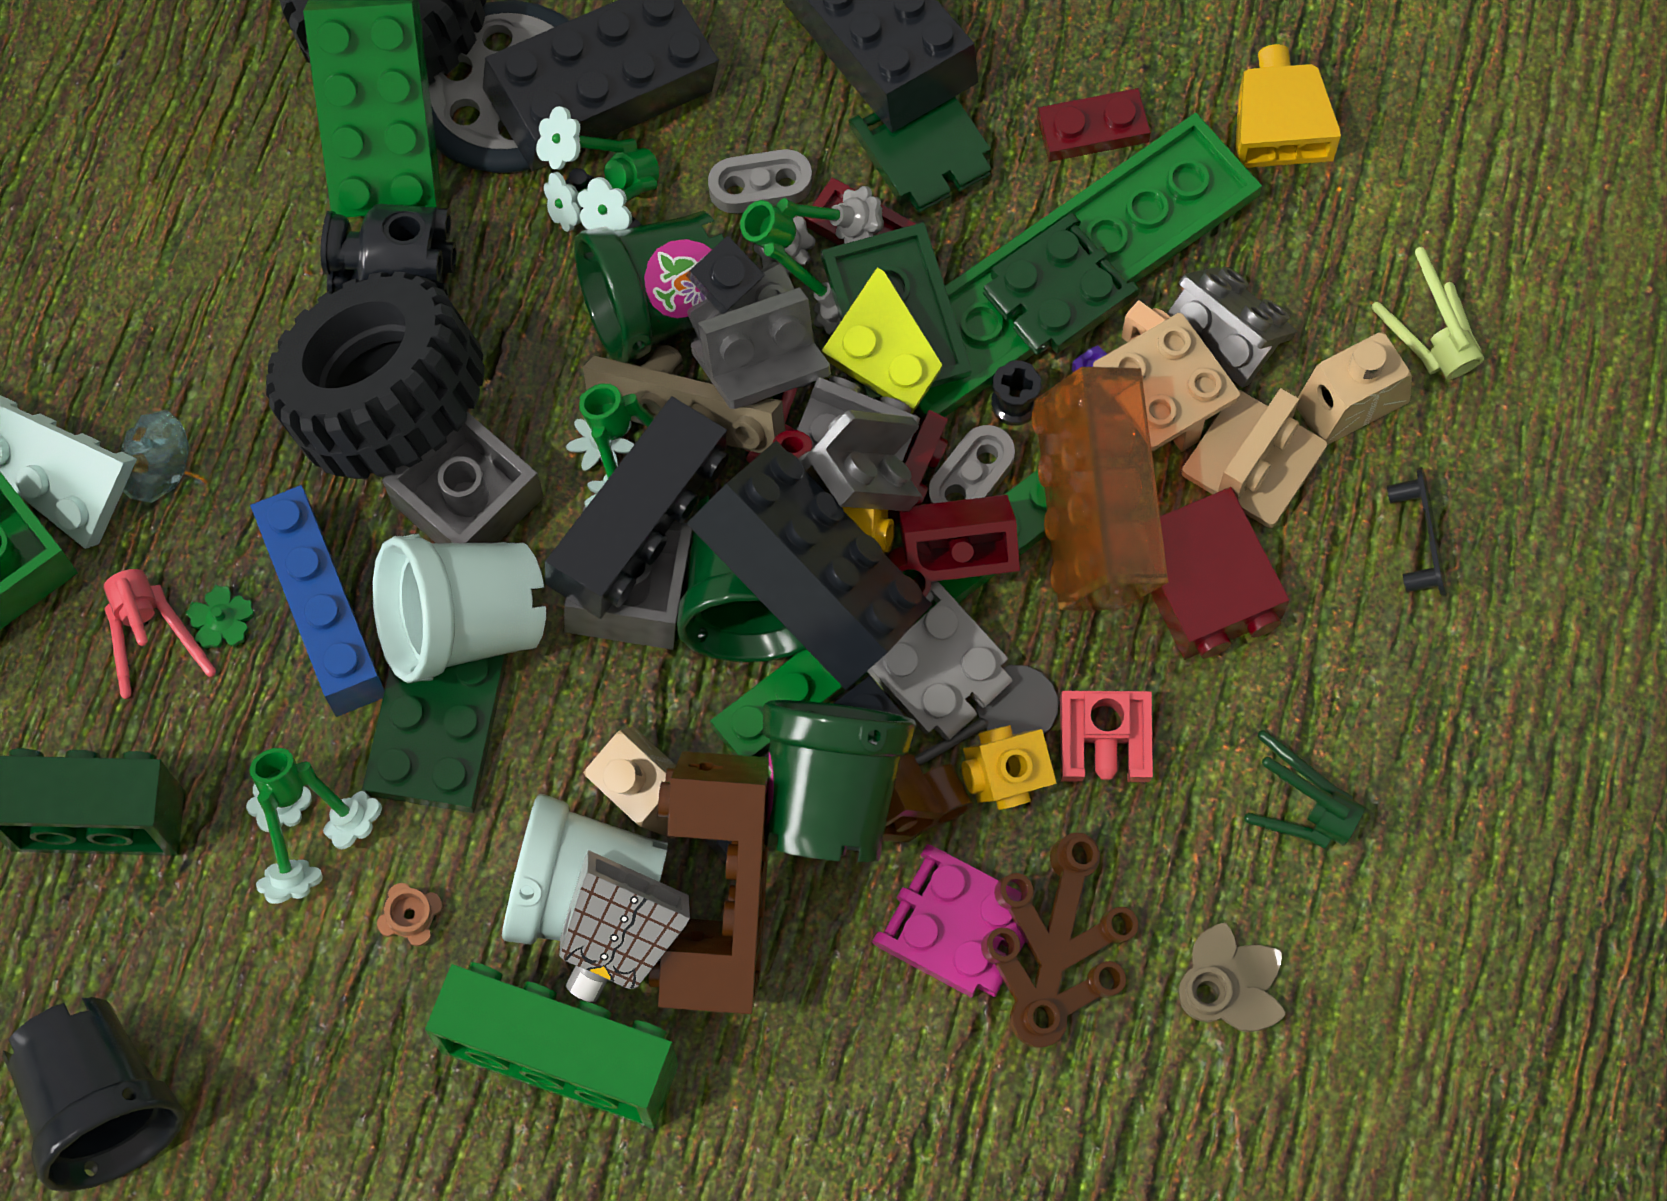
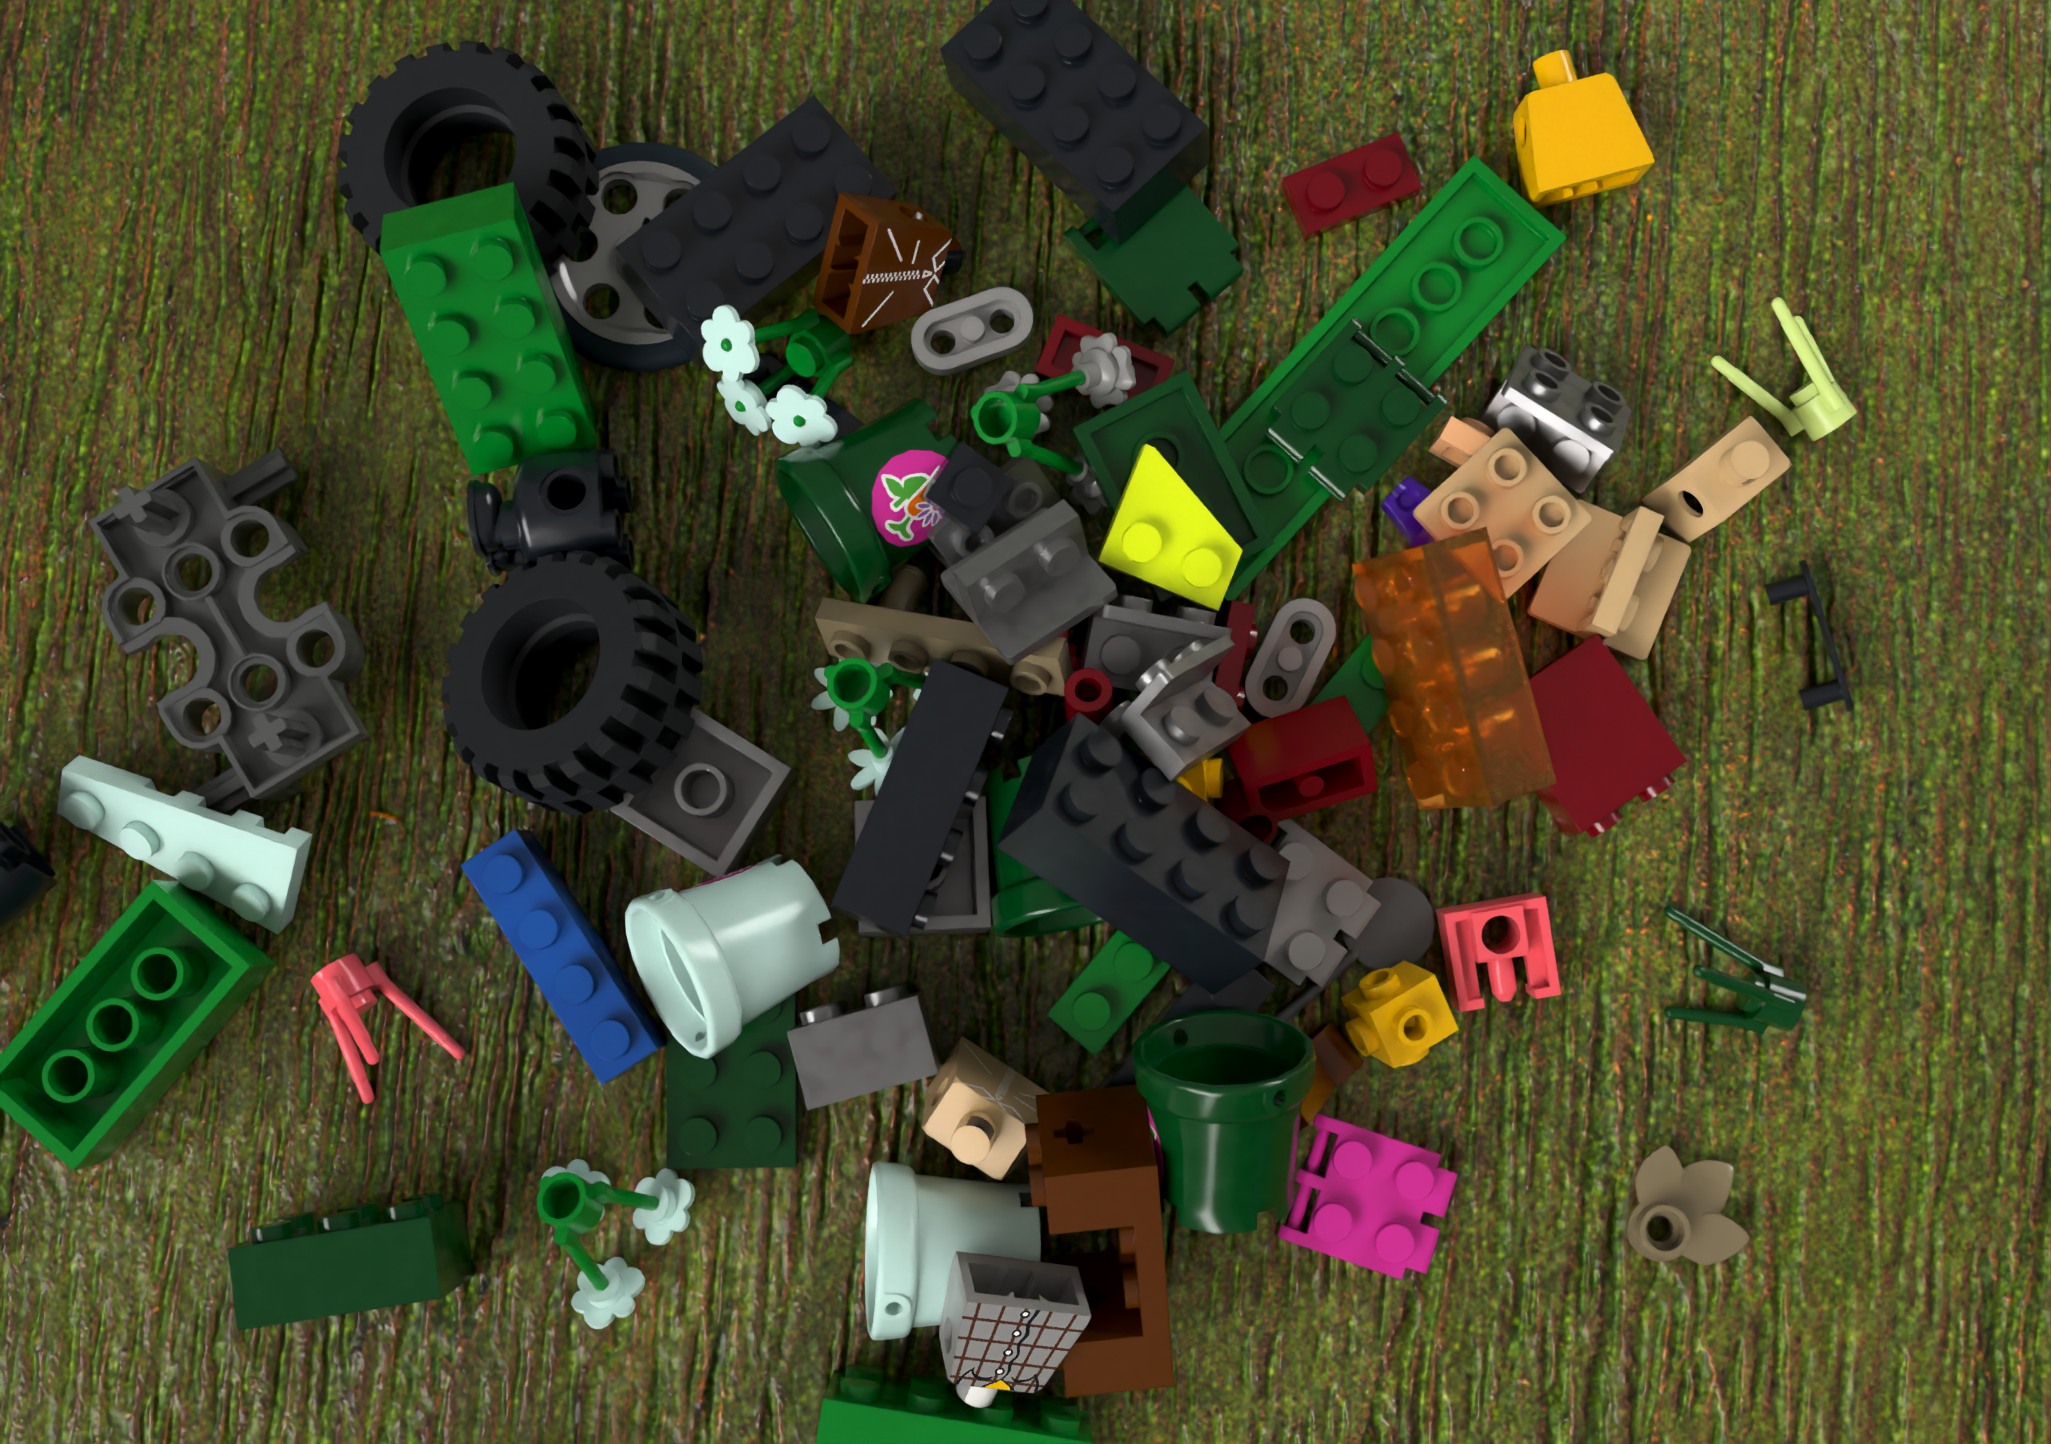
camera: 15 degrees left, 15 degrees up
(124, 380) = (214, 516): none -> dark grey gear
(160, 452) = (333, 811): clear light blue rock -> none
(221, 618) = (456, 987): green plant -> none
(401, 900) = (739, 1316): nougat plate -> none
(549, 707) = (864, 1048): none -> flat silver brick
(697, 110) = (882, 262): none -> reddish brown torso
(1015, 376) = (1337, 539): black bush -> none
(1053, 946) = (1486, 1210): reddish brown plant -> none

